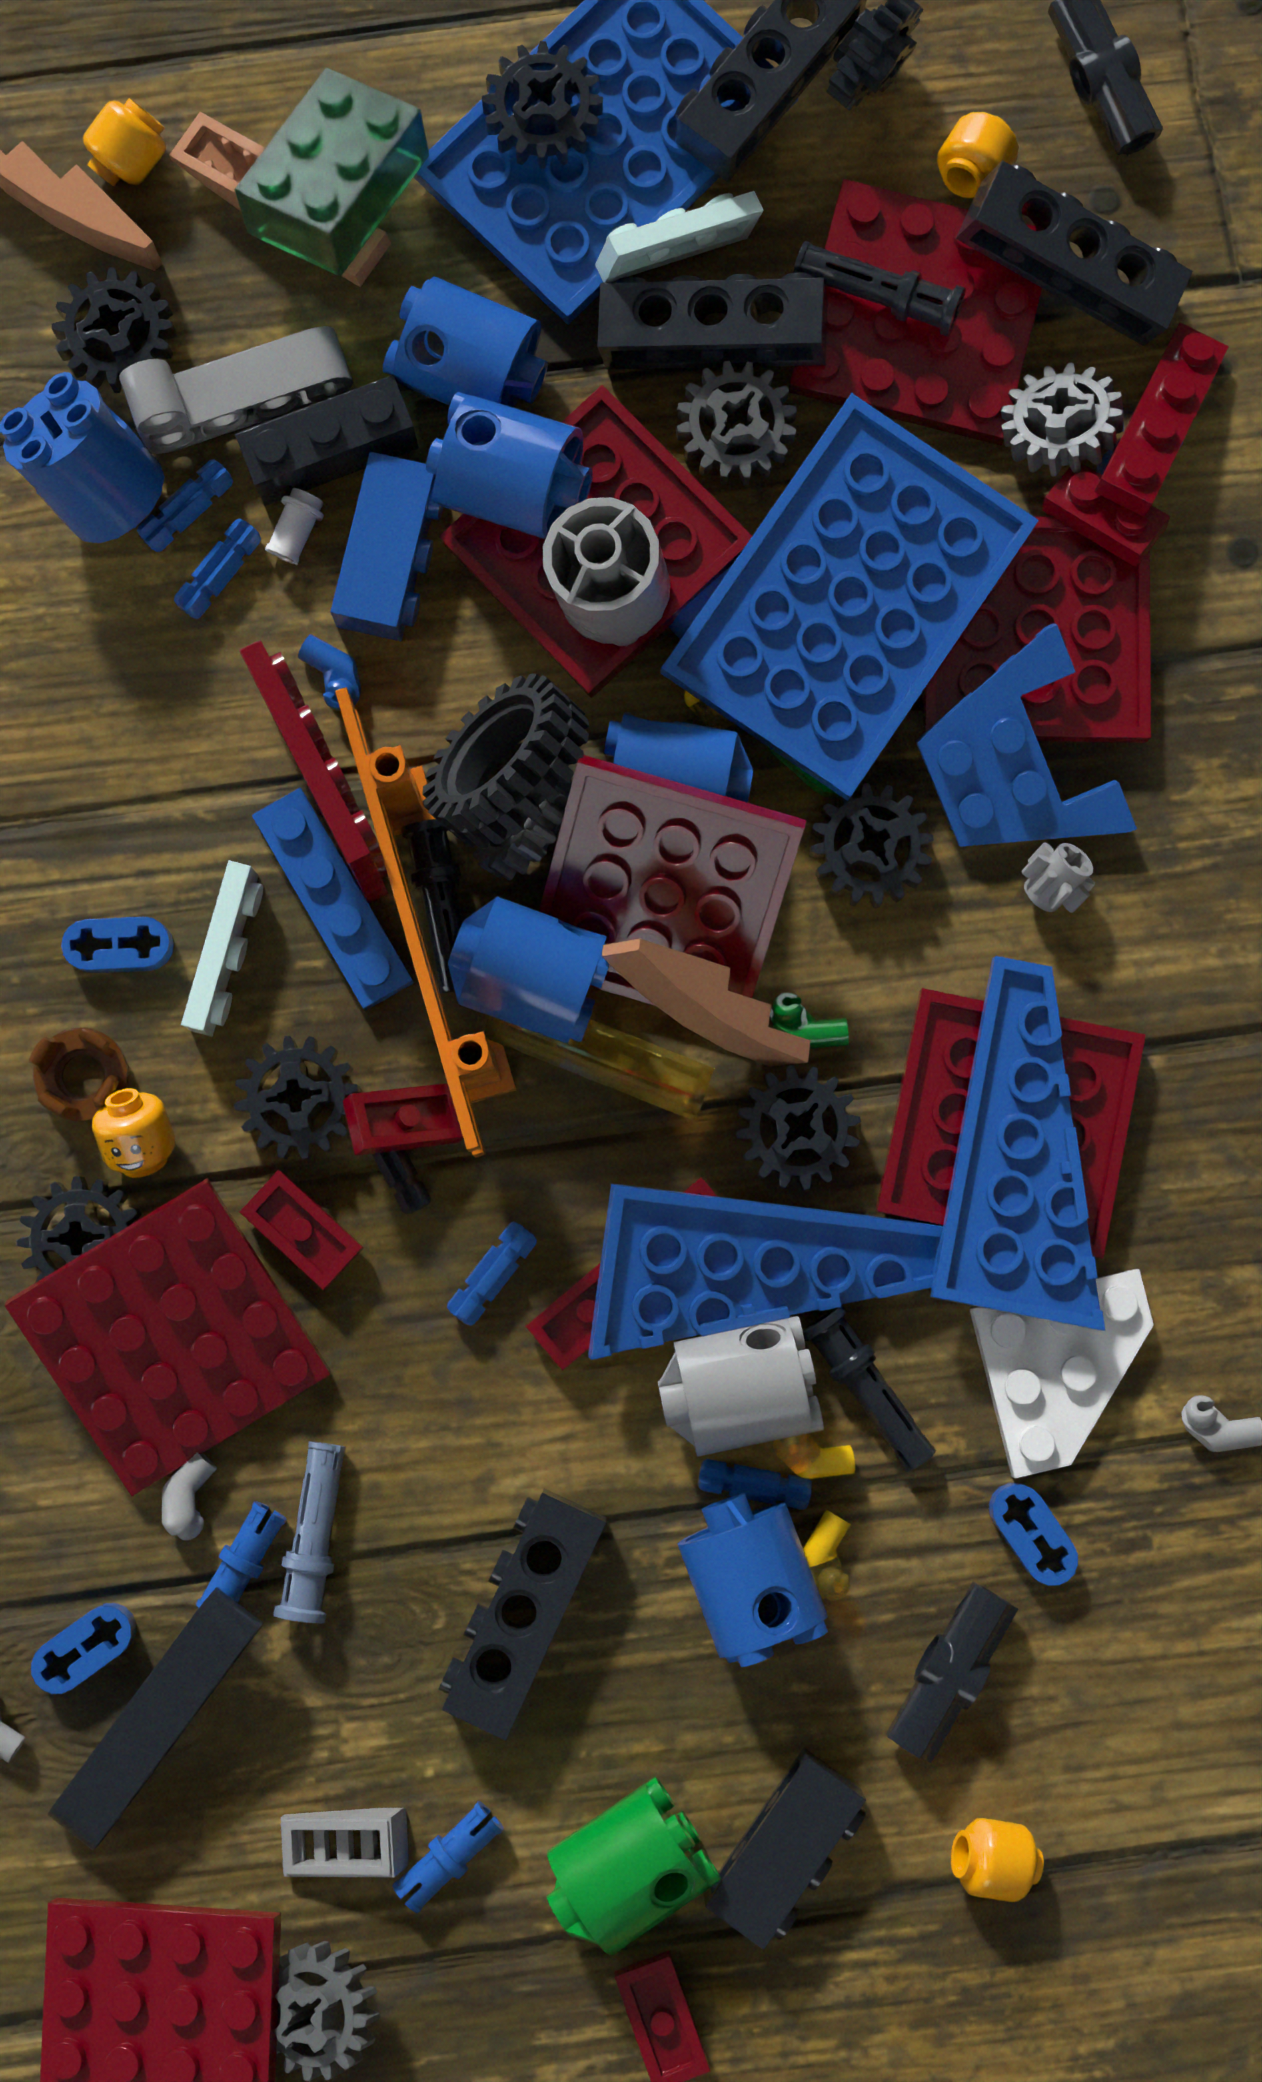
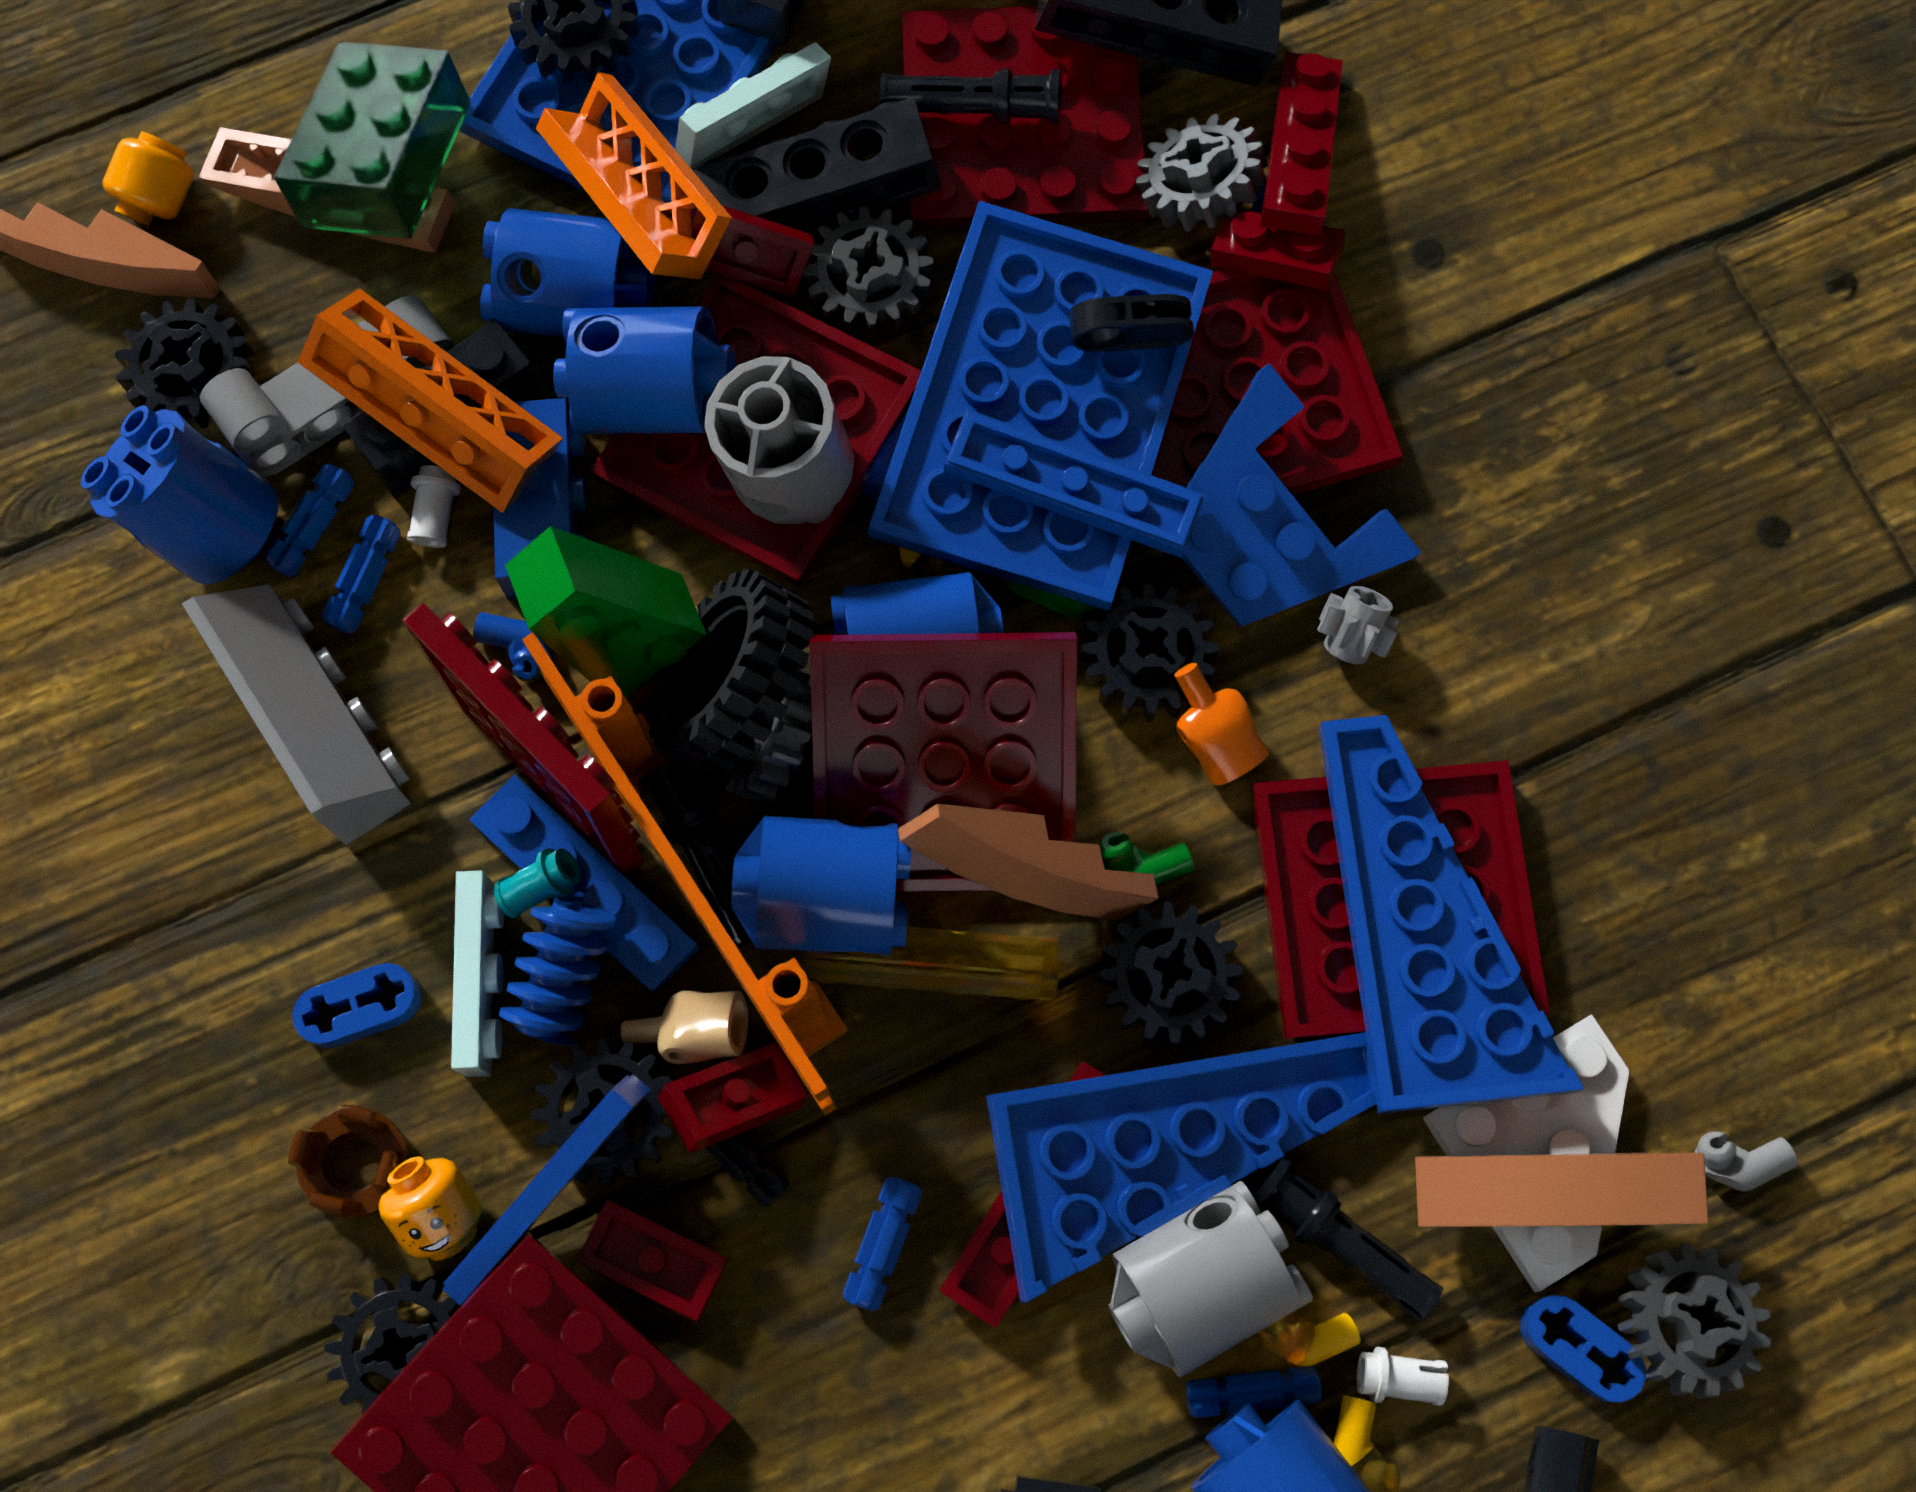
camera: 15 degrees left, 10 degrees down
(136, 677) = (301, 709): none -> light grey slope
(232, 1147) = (545, 1187): none -> blue tile
(291, 970) = (559, 970): none -> blue piece
(305, 888) = (551, 875): none -> teal pin
(308, 440) = (422, 402): none -> orange fence
(389, 1050) = (694, 1027): none -> tan piece
(414, 676) = (604, 608): none -> green wedge
(544, 295) = (631, 194): none -> orange fence
(632, 373) = (759, 251): none -> dark red plate
(851, 681) = (1073, 483): none -> blue tile
(877, 1510) = (1401, 1377): none -> white pin
(907, 932) = (1218, 728): none -> orange piece
(947, 551) = (1131, 323): none -> black piece
(1057, 1405) = (1561, 1190): none -> nougat slope
(1152, 1530) = (1674, 1337): none -> dark grey gear

